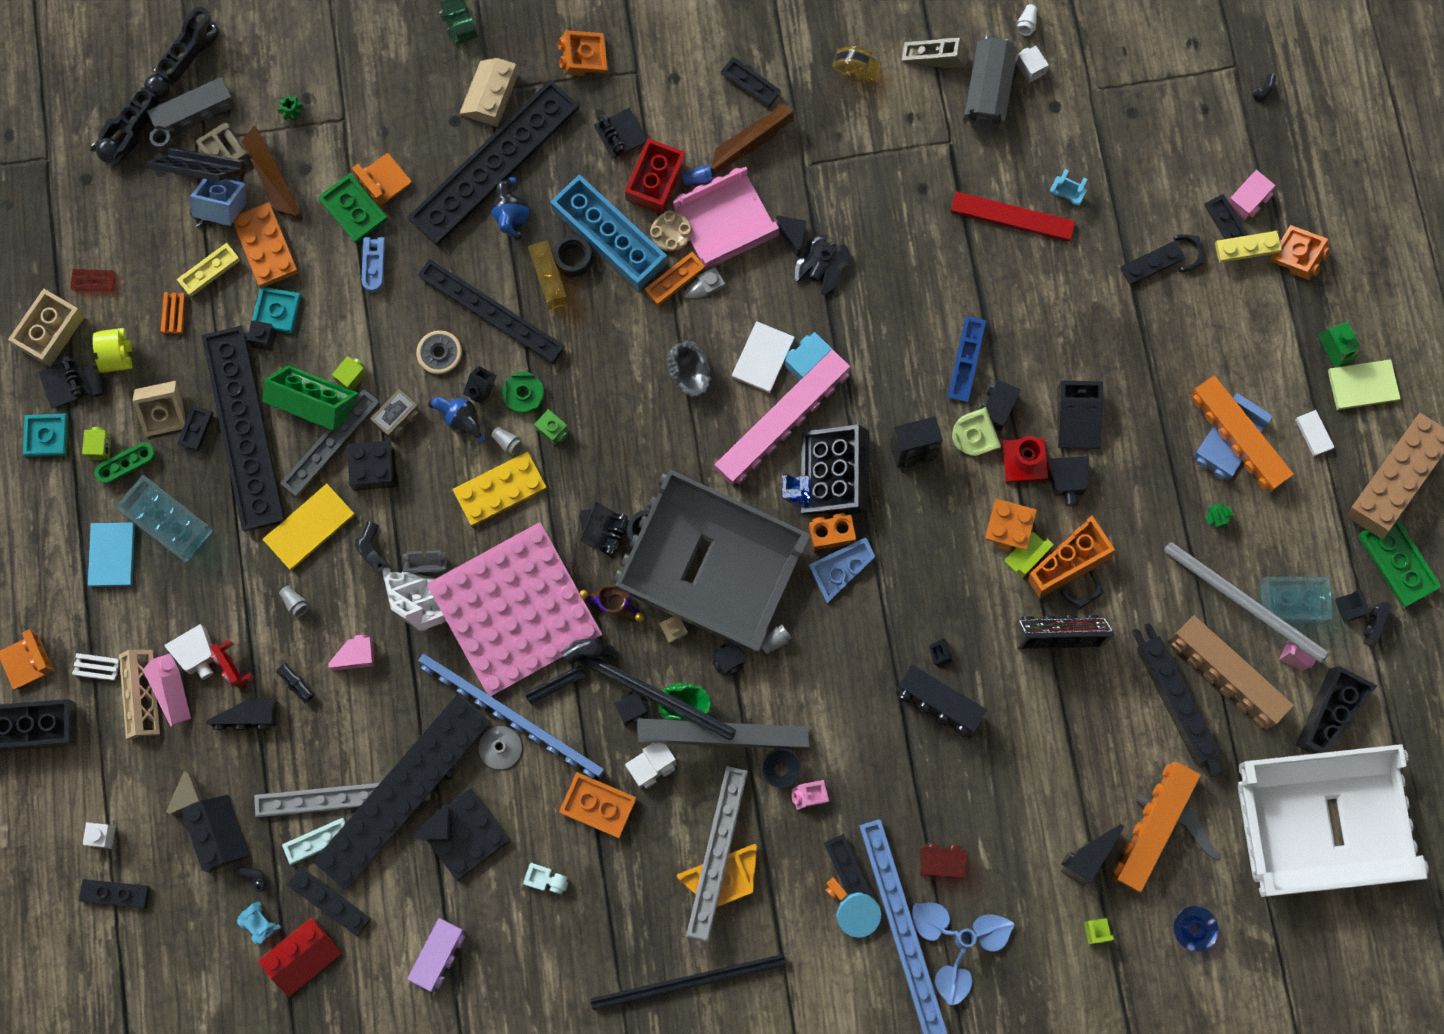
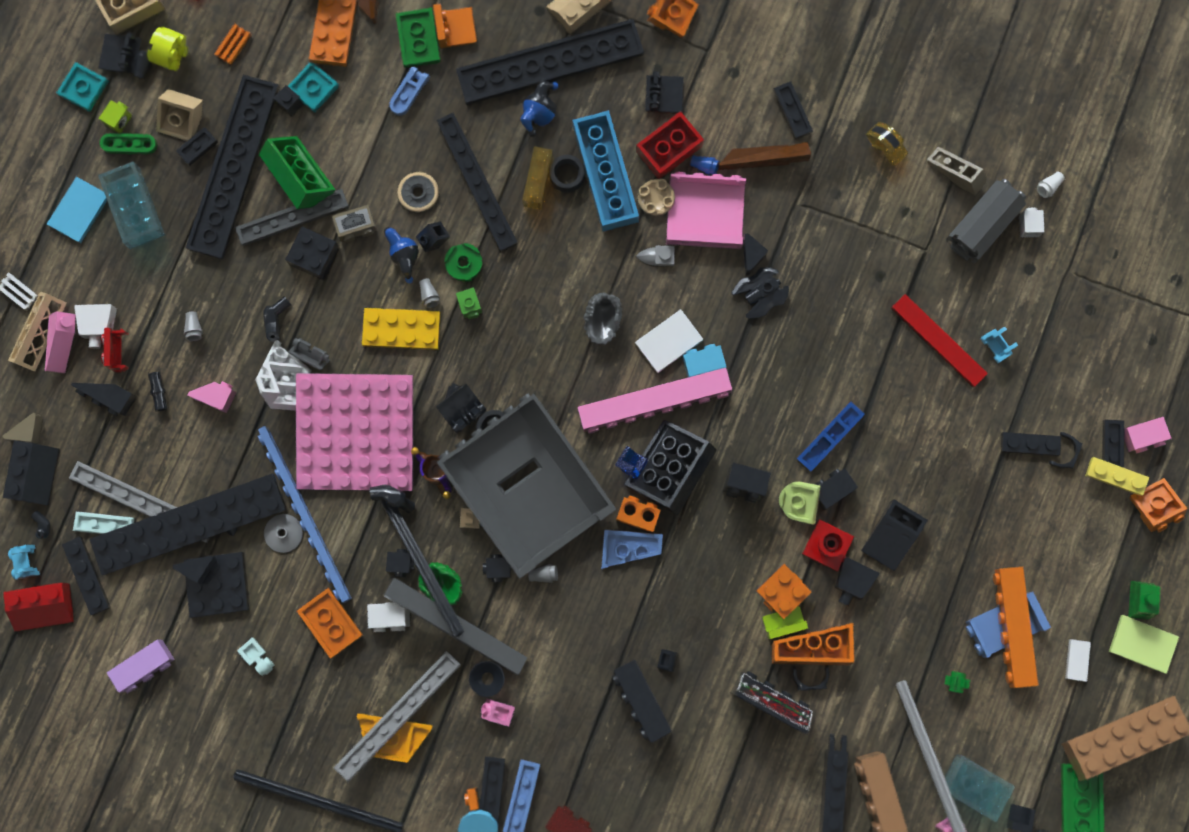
camera: 30 degrees right, 5 degrees up
(208, 269) = (279, 24): light yellow plate -> none
(308, 527) = (238, 274): yellow tile -> none
(349, 373) = (338, 170): lime brick -> none
(555, 684) = (351, 508): black axle -> none
(674, 278) = (636, 237): orange plate -> none

